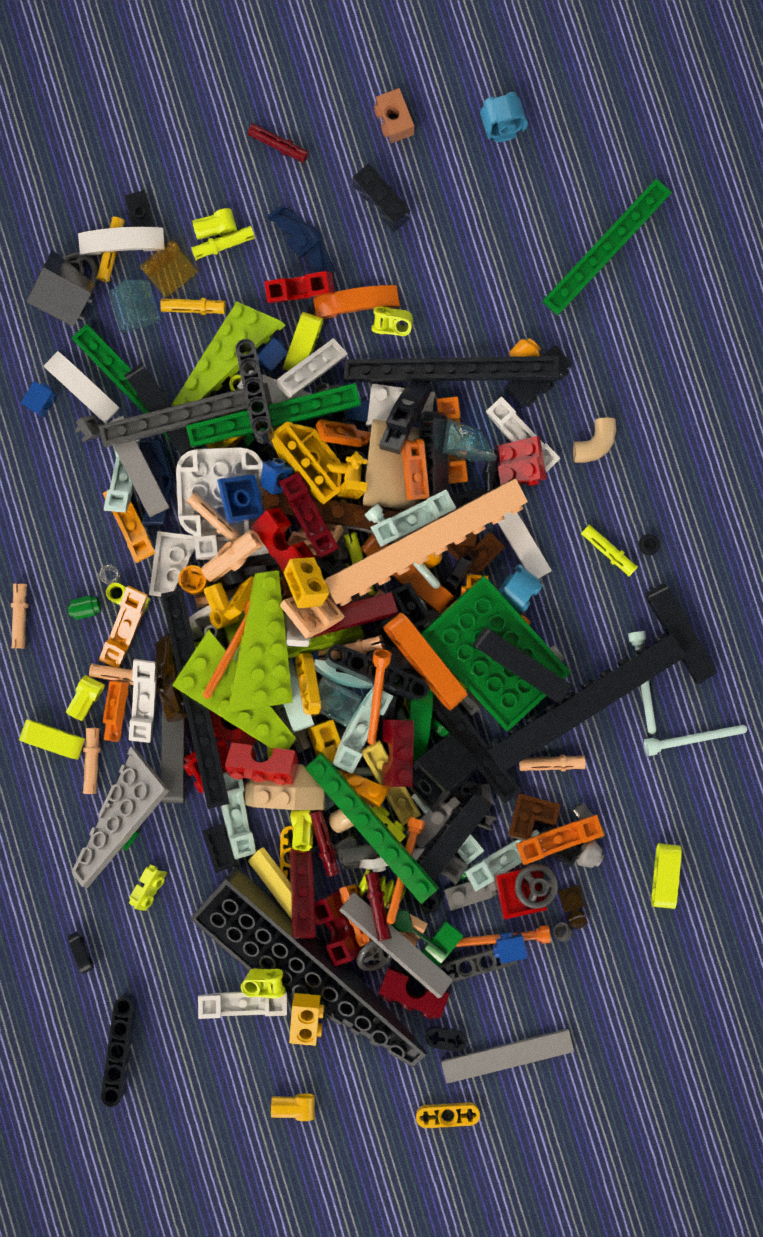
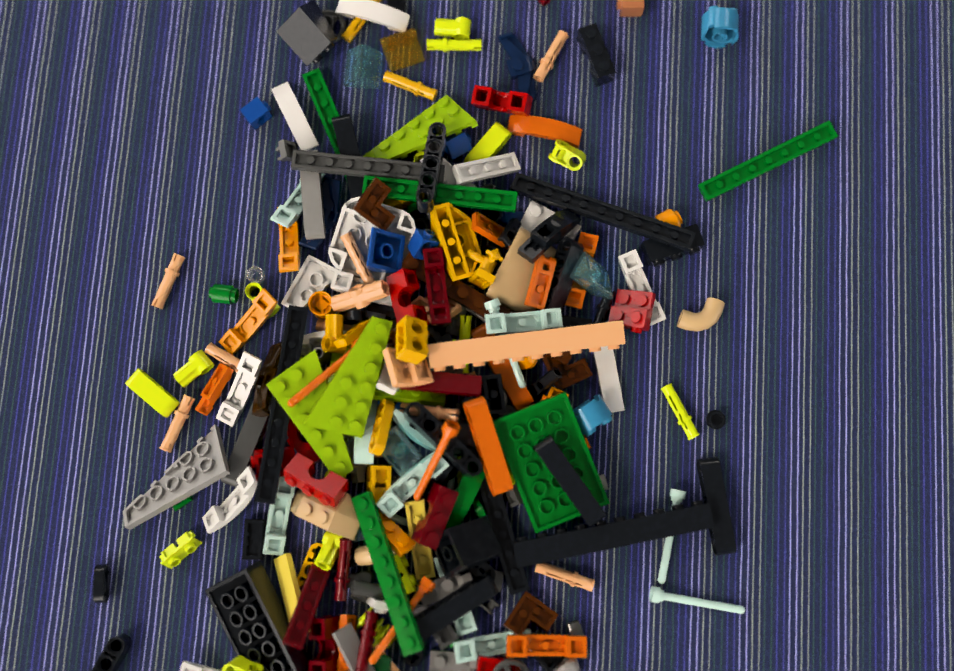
camera: 20 degrees right, 5 degrees down
(185, 820) = (232, 506): none -> white slope
(205, 454) = (370, 205): none -> reddish brown plate
(331, 225) = (547, 62): none -> light nougat pin
(362, 428) = (510, 232): none -> black bar

